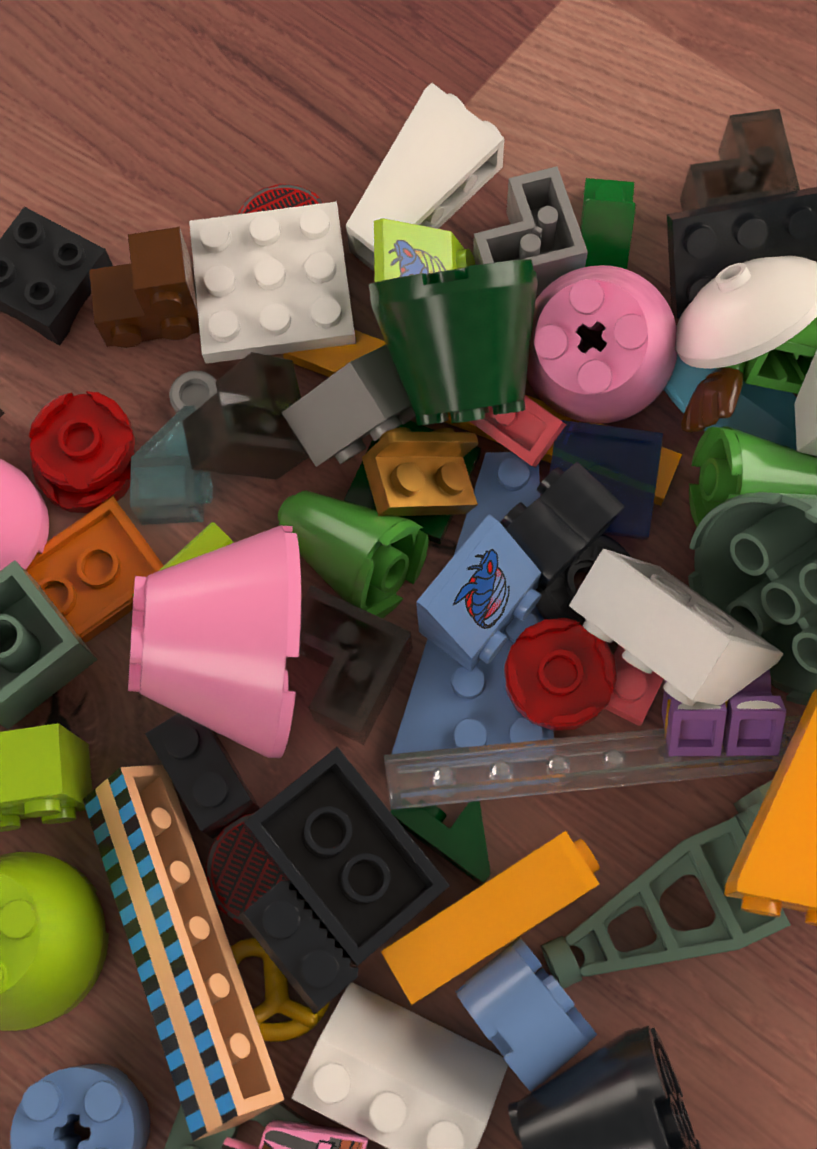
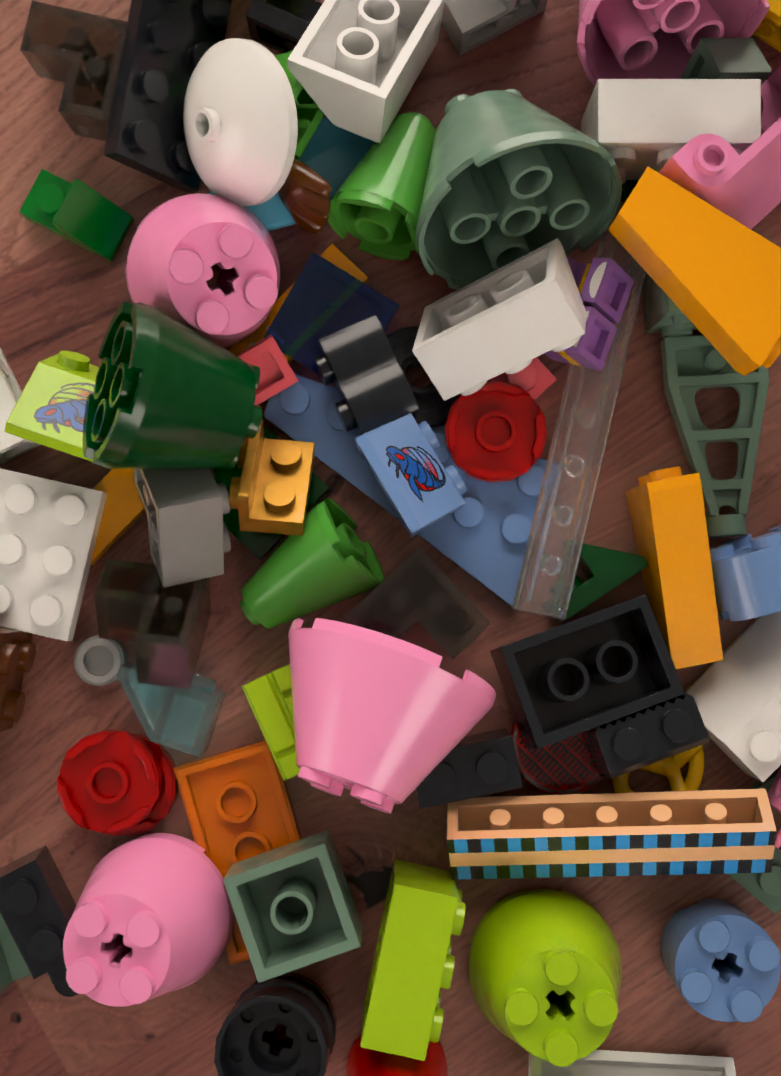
camera: 75 degrees left, 15 degrees up
(539, 229) = (77, 278): light grey brick -> none

